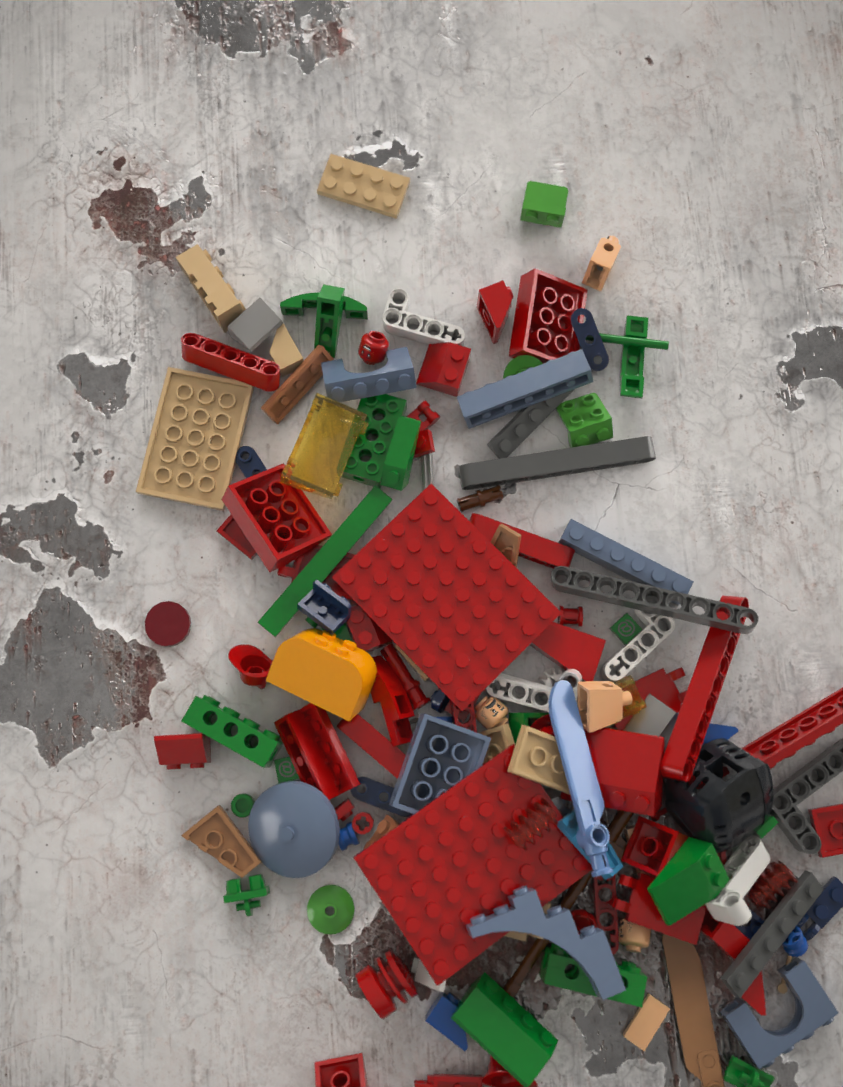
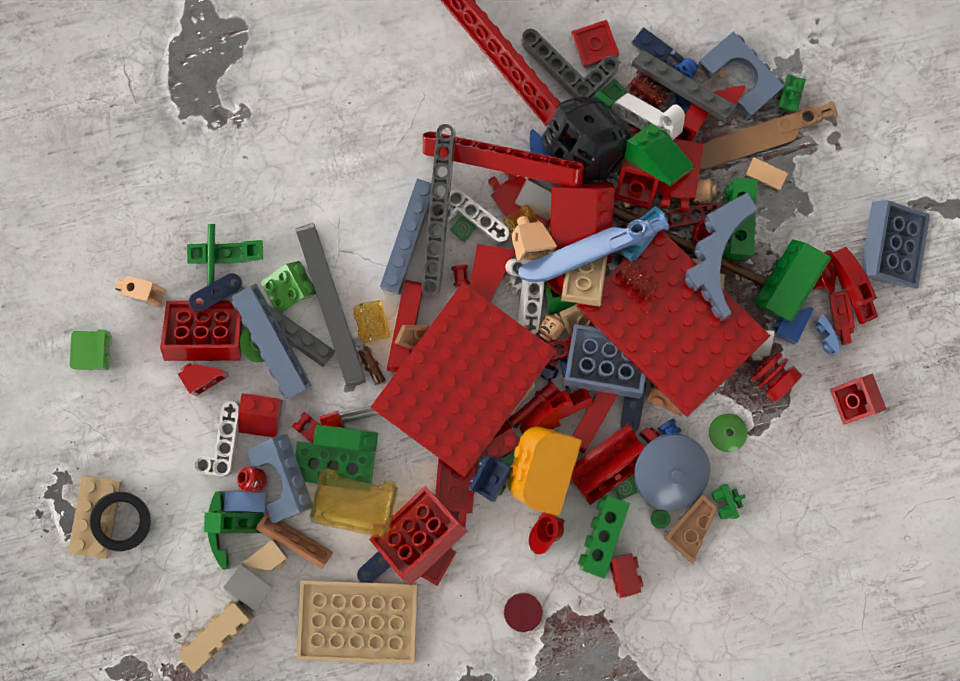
camera: 100 degrees left, 5 degrees up
(230, 362) = (282, 617): red beam -> none
(325, 560) = (448, 486): green tile -> none
(331, 191) = (134, 540): none -> black tyre
(350, 337) = (244, 502): none -> medium blue slope
(356, 827) = (661, 413): red bush -> none
(420, 1065) = (830, 342): none -> medium blue slope
(531, 505) = (371, 321): none -> clear yellow bracket
(775, 842) = (614, 90): none -> green tile

